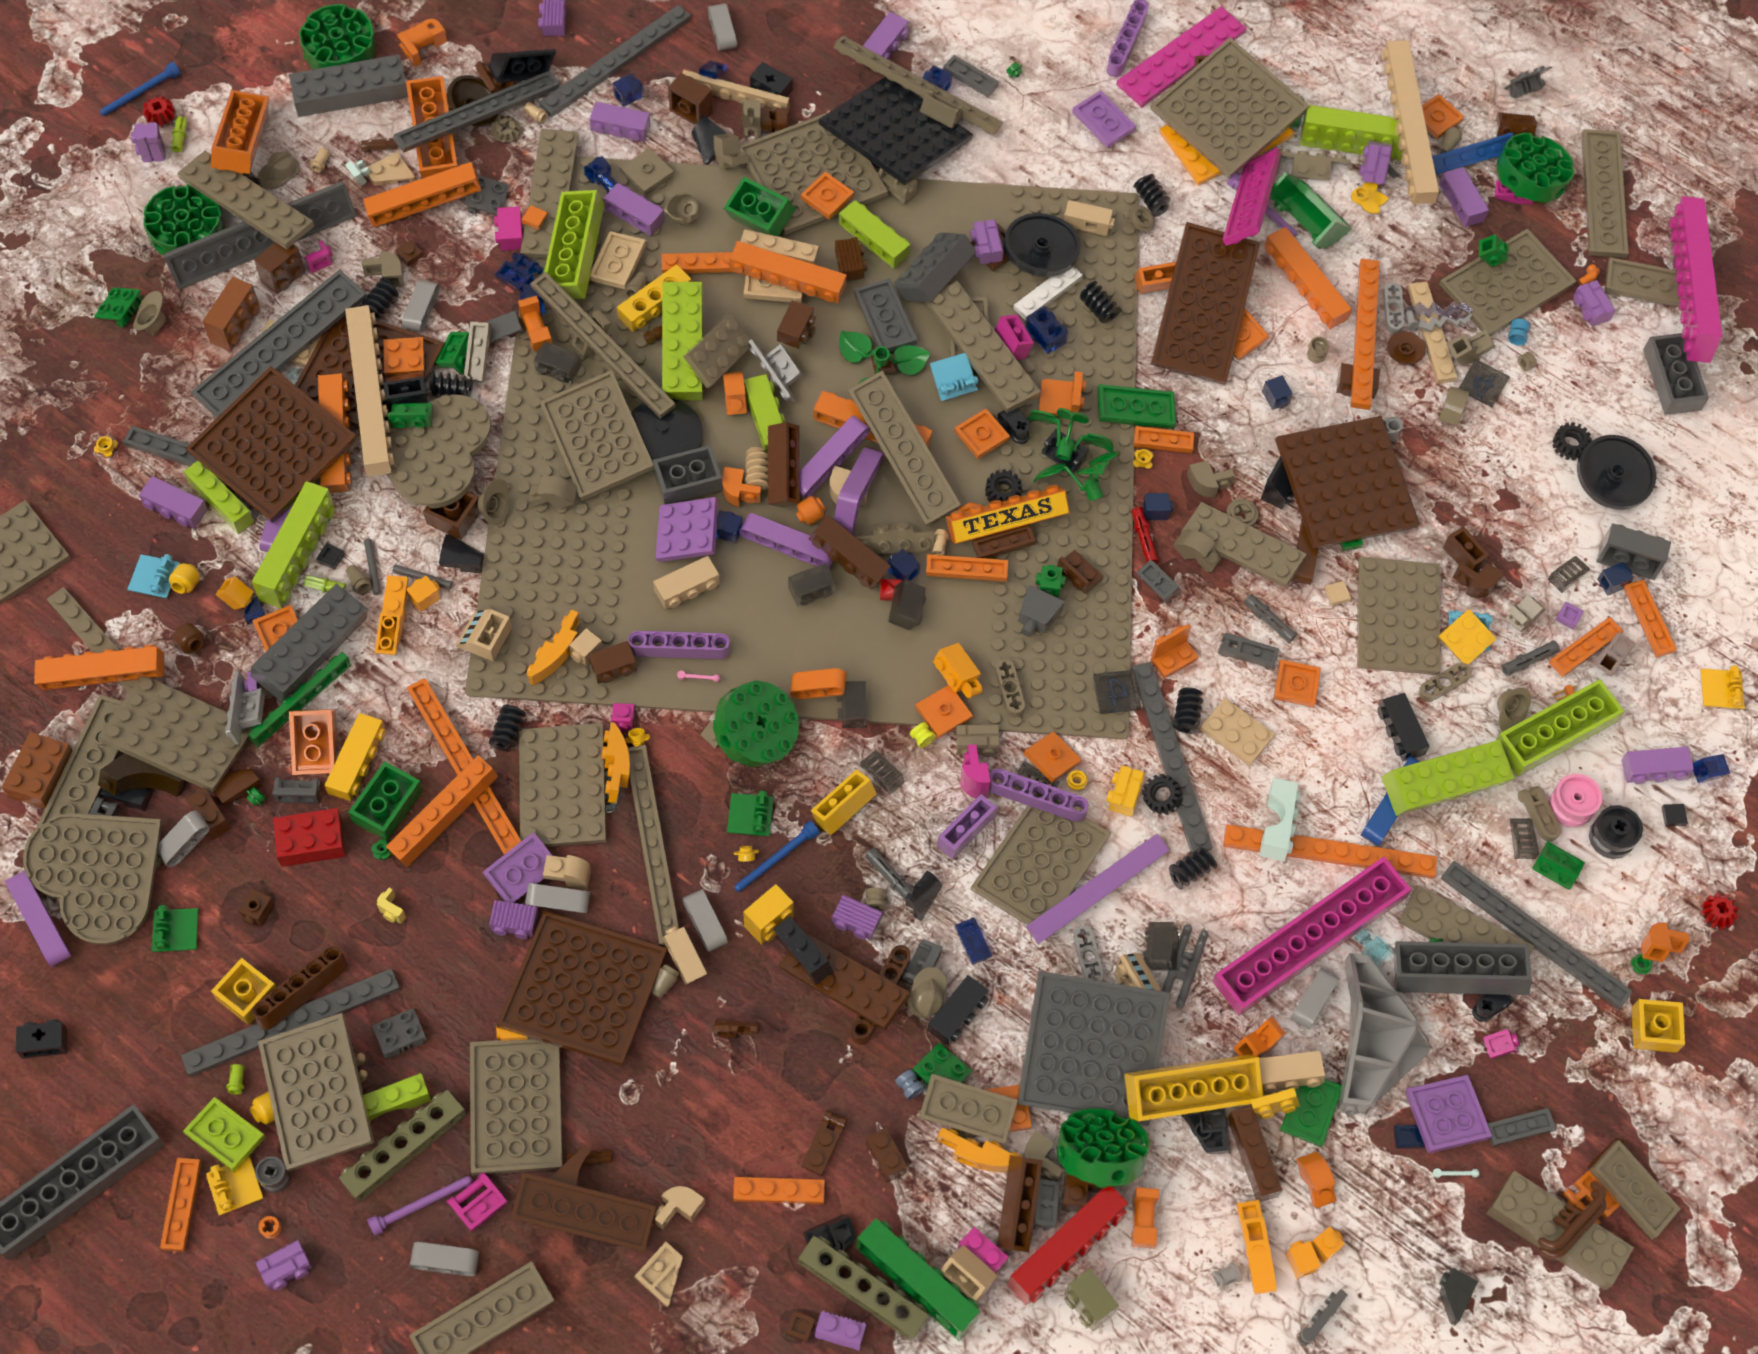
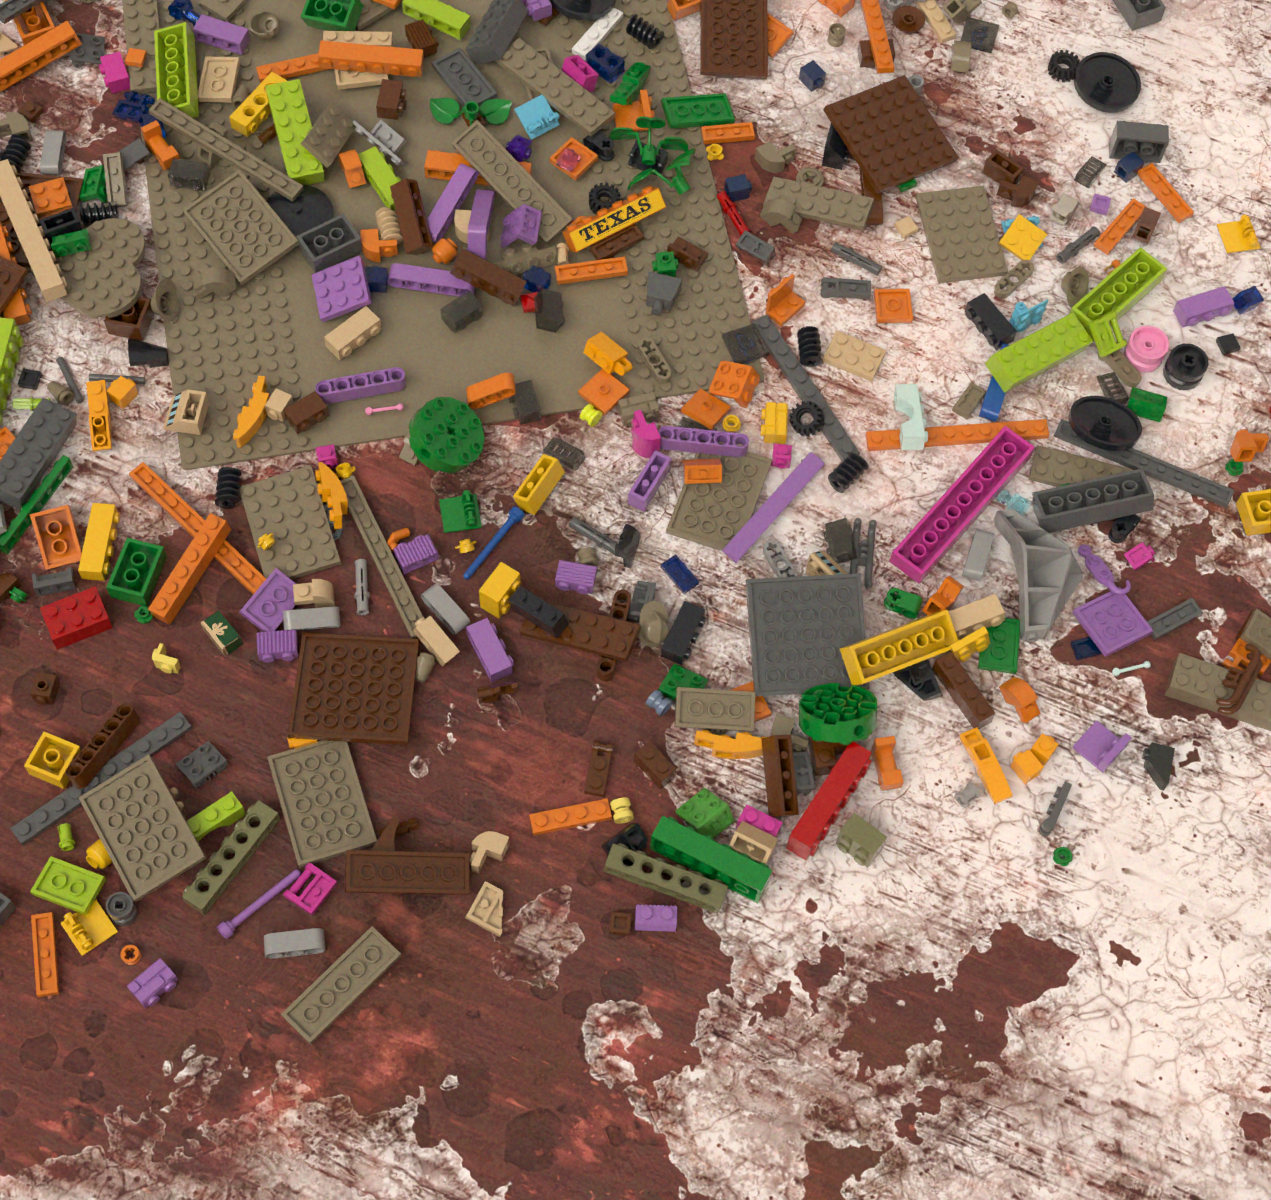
camera: 15 degrees left, 0 degrees up
(457, 891) = (221, 633): none -> dark green piece
(531, 799) = (266, 541): none -> yellow plate
(625, 852) = (361, 568): none -> light grey pin
(671, 826) = (396, 536): none -> orange arm
(689, 849) = (416, 553): none -> medium lavender brick
(741, 978) = (490, 649): none -> medium lavender brick
(836, 1198) = (621, 810): none -> light yellow wheel
(902, 500) = (521, 224): none -> medium lavender bracket
(923, 410) = (519, 148): none -> dark purple brick
(927, 1225) = (706, 813): none -> bright green bracket
(974, 435) = (568, 160): none -> clear pink tile
(1028, 828) = (702, 471): none -> orange panel
(1068, 362) = (632, 84): none -> green slope
(1093, 734) = (735, 382): none -> orange bracket
(1123, 830) = (781, 456): none -> dark pink bracket
(1216, 1035) = (904, 604): none -> green piece
(1354, 815) = (969, 401): none -> dark tan plate
(1394, 1256) = (1101, 746): none -> medium lavender bracket
(1440, 731) = (1024, 317): none -> medium azure hinge
(1450, 1050) = (1101, 571): none -> medium lavender piece
(1501, 879) = (1105, 423): none -> black dish
(1528, 776) = (1104, 336): none -> lime plate

